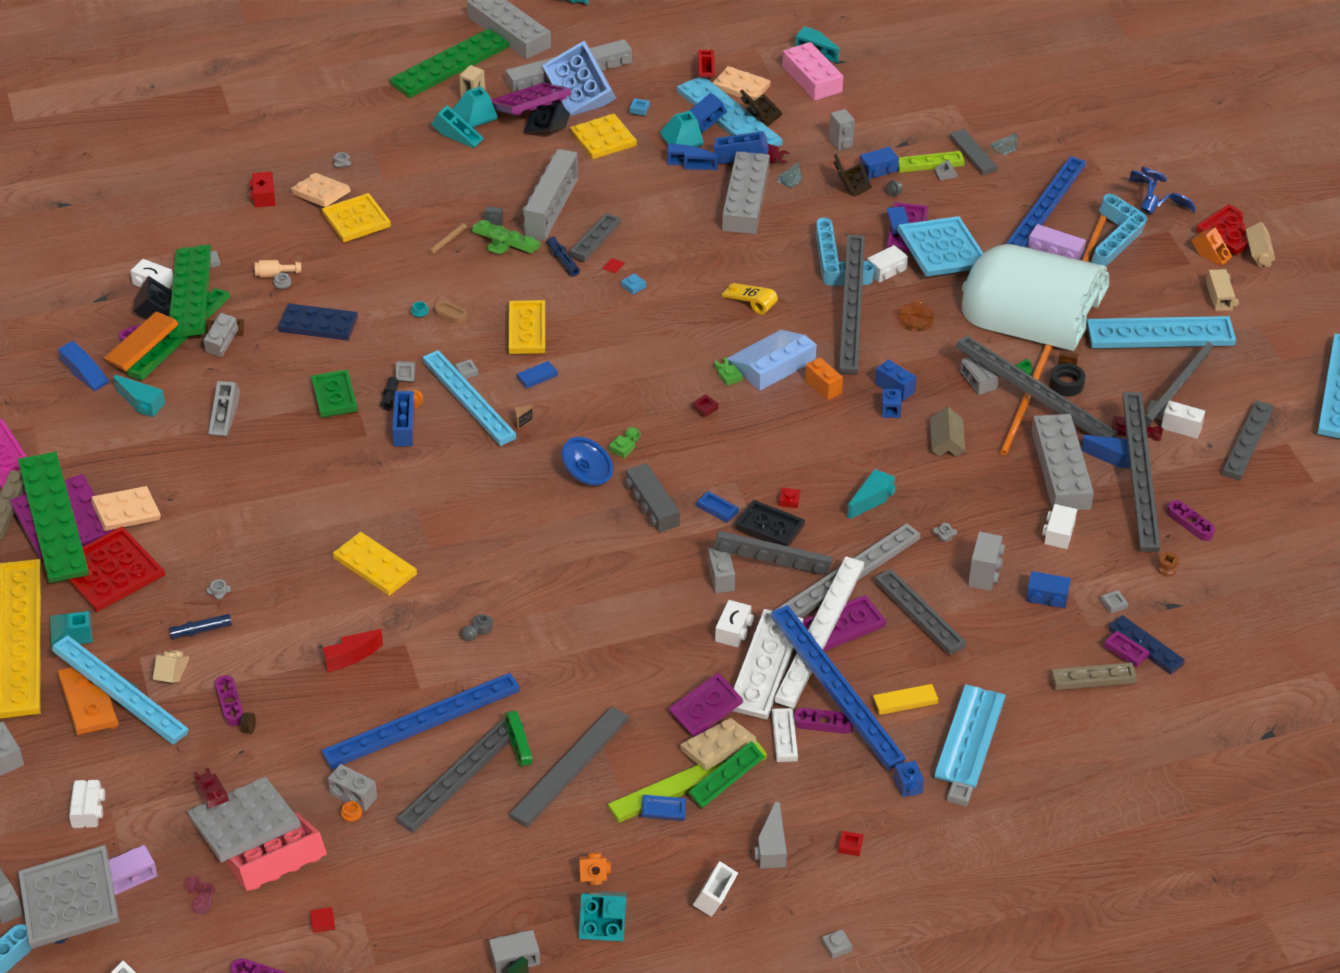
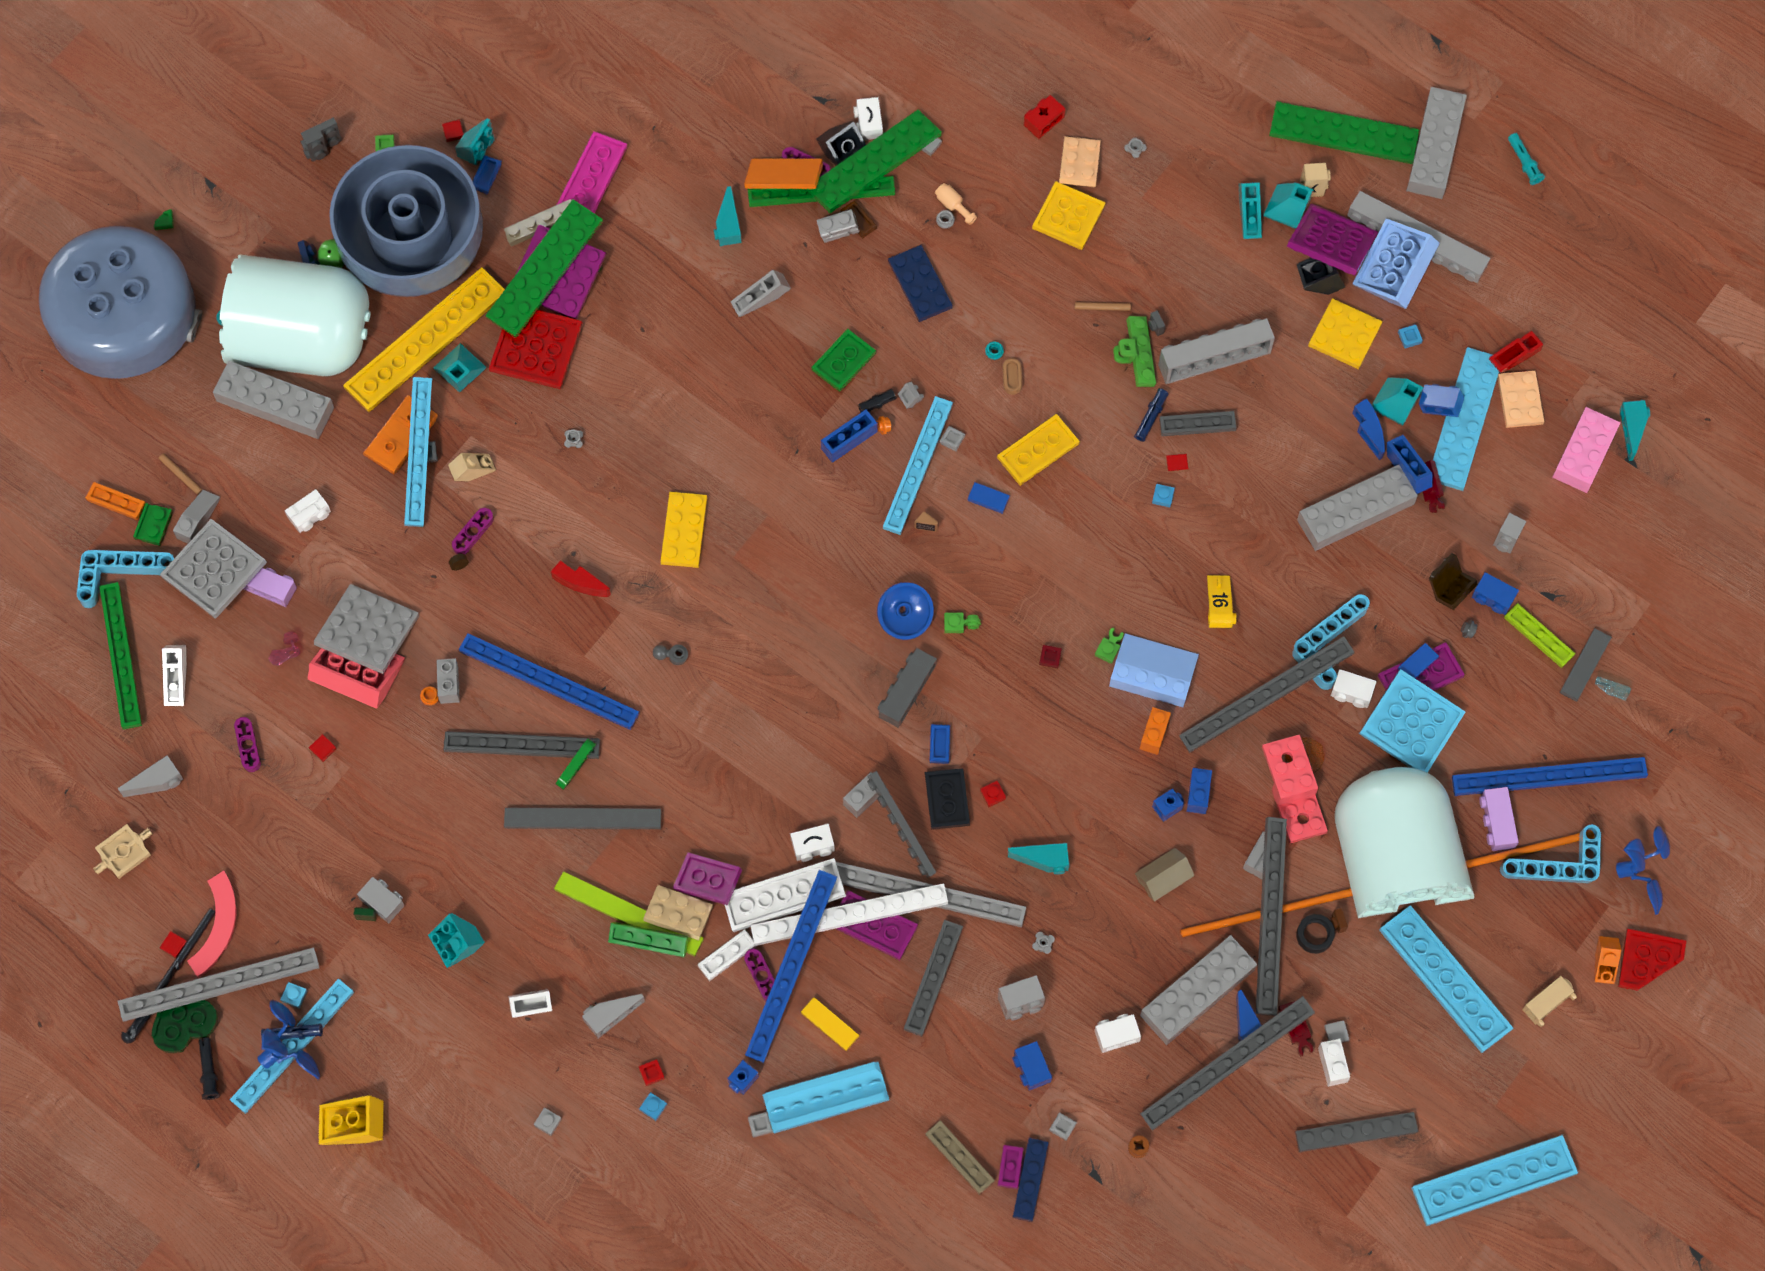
camera: 55 degrees right, 25 degrees up
(82, 366) = (728, 152): blue slope -> none
(125, 508) = (599, 309): light nougat plate -> none
(196, 627) = (520, 451): dark blue pin -> none
(211, 789) = (377, 585): dark red plate -> none
(586, 865) = (490, 903): orange brick -> none
(663, 807) = (586, 914): blue tile -> none
(762, 107) = (1488, 442): dark brown bracket -> none
(791, 176) = (1419, 530): clear light blue tile -> none
(884, 859) = (653, 1106): none -> dark azure plate
(939, 324) = (1294, 788): none -> coral bracket
(946, 171) = (1537, 658): light grey slope -> none
(1025, 366) = (1306, 889): green tile -> none
(1180, 381) = (1372, 1033): dark grey tile -> none
(1201, 528) = (1212, 1153): magenta beam -> none
(1260, 245) = (1643, 1002): tan brick -> none

